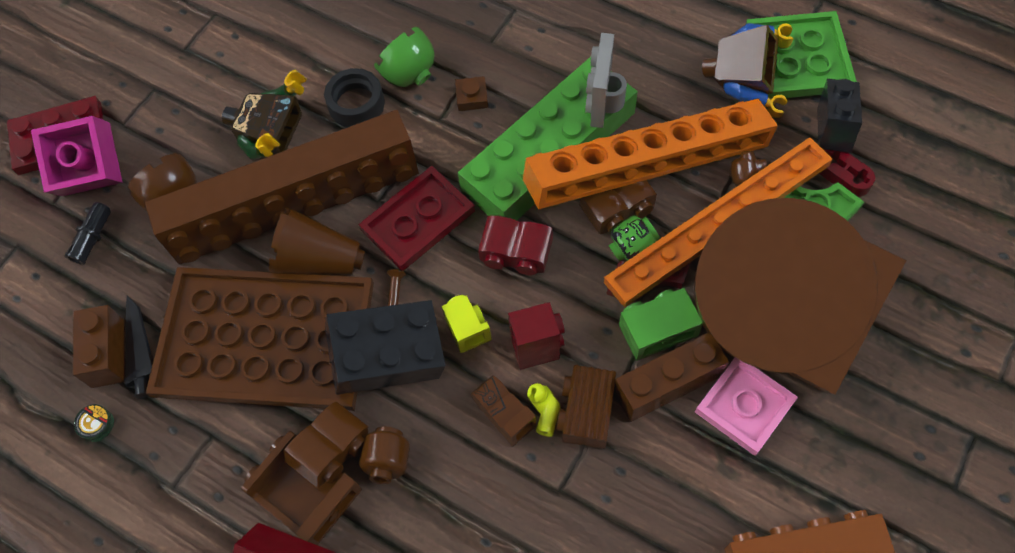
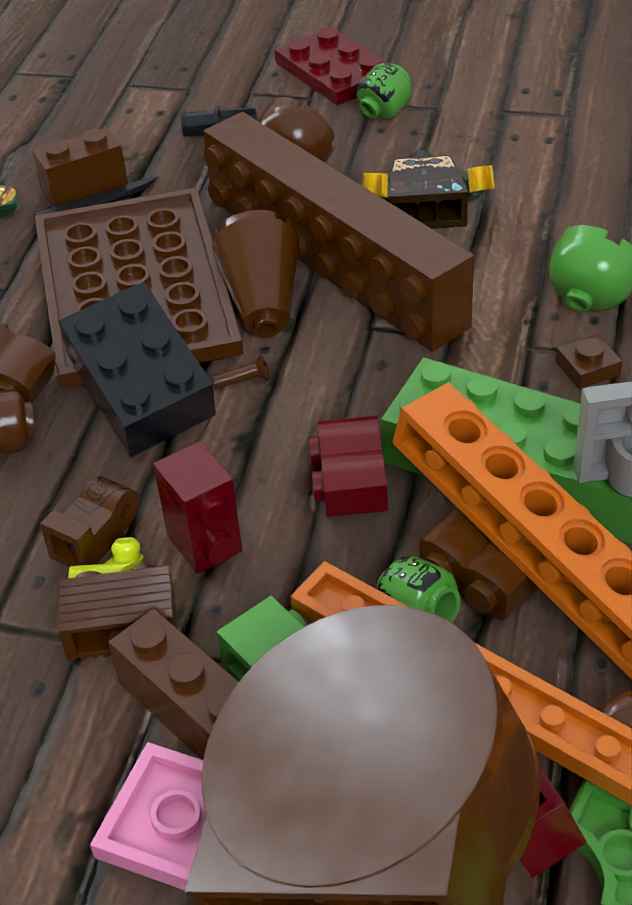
camera: 70 degrees right, 20 degrees down
(76, 156) = (300, 67): dark pink brick -> none
(127, 111) = (384, 91): none -> bright green head
(349, 80) = (505, 271): black tyre -> none
(417, 218) = (349, 359): dark red plate -> none
(466, 323) = (218, 433): neon yellow brick -> none

